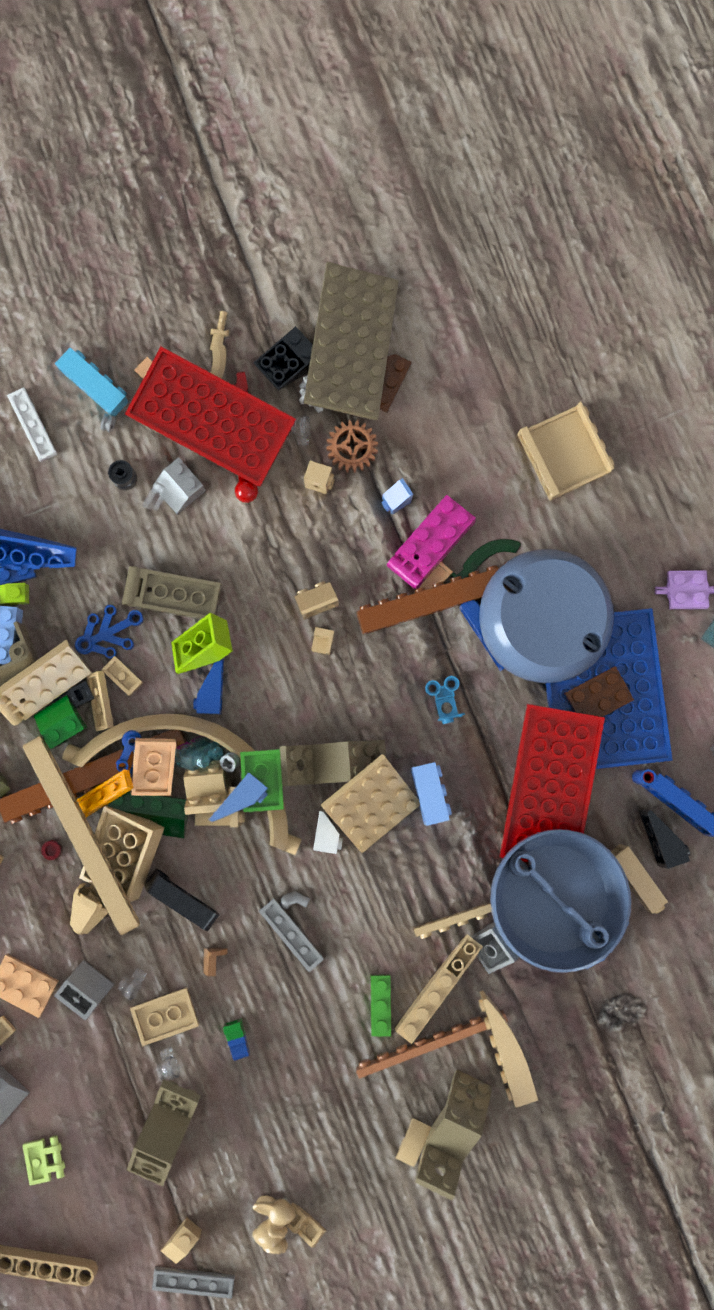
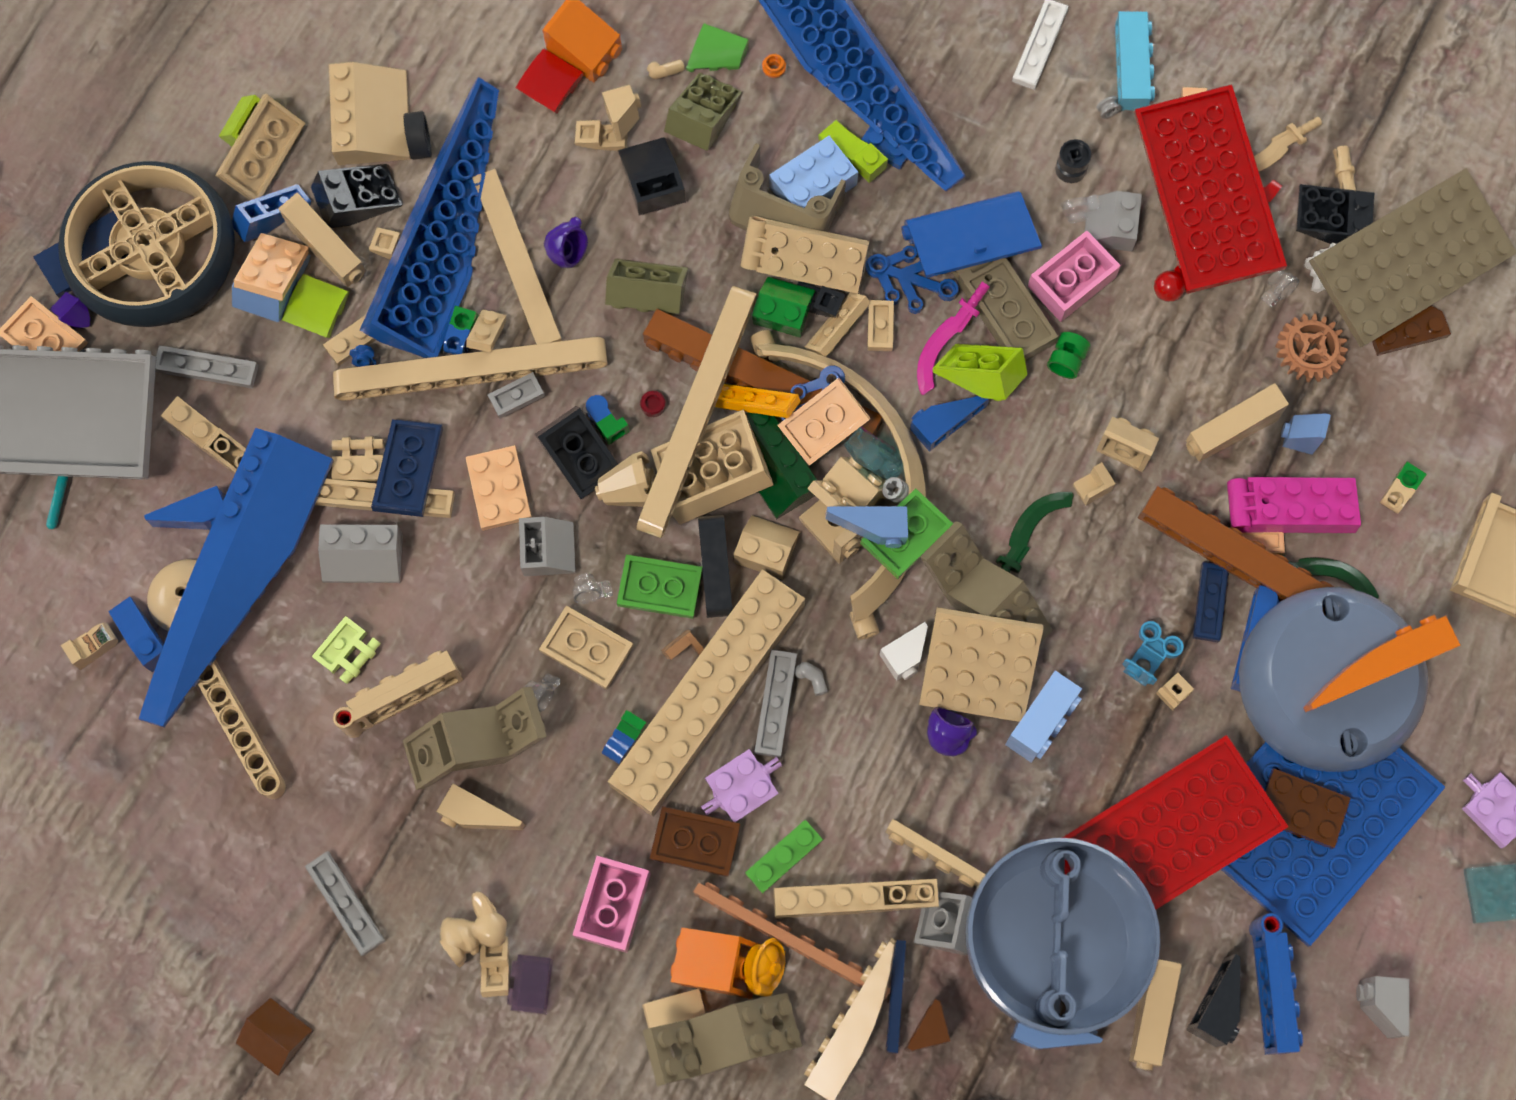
camera: 55 degrees right, 10 degrees down
(37, 889) = (604, 421): none -> leg
(41, 921) = (577, 450): none -> black slope
(97, 1155) = (397, 694): none -> tan hinge
(115, 575) = (972, 234): none -> blue door
(160, 647) = (943, 334): none -> dark pink sword
(165, 943) = (659, 586): none -> bright green plate
(182, 1241) = (377, 854): tan slope -> none
(192, 540) = (1073, 276): none -> bright pink brick
(195, 859) = (765, 547): none -> tan slope
(203, 1165) = (472, 812): none -> tan slope
(238, 592) = (1068, 356): none -> green wheel
(252, 971) = (707, 693): none -> tan brick
(266, 327) = (1344, 168): none -> tan pin
(312, 700) = (1026, 524): none -> dark green sword
(319, 477) = (1250, 340): tan brick -> none
(321, 995) = (741, 786): none -> lavender plate
(326, 1130) = (611, 904): none -> bright pink brick
(330, 1050) = (695, 841): none -> reddish brown plate
(331, 1214) = (530, 984): none -> clear purple brick
(359, 530) = (1237, 423): none -> tan slope
(391, 851) = (949, 732): none -> dark purple piece
(408, 1098) = (711, 962): none -> orange slope
(434, 1073) = (764, 967): none -> light orange piece
(444, 638) = (1210, 602): none -> dark blue tile
(471, 710) = (1170, 698): none -> tan piece
(473, 473) = (1402, 487): none -> leg
(511, 1013) = (895, 998): none -> dark blue tile
(546, 1013) = (930, 1031): none -> reddish brown slope
(567, 585) = (1389, 658): none -> orange slope

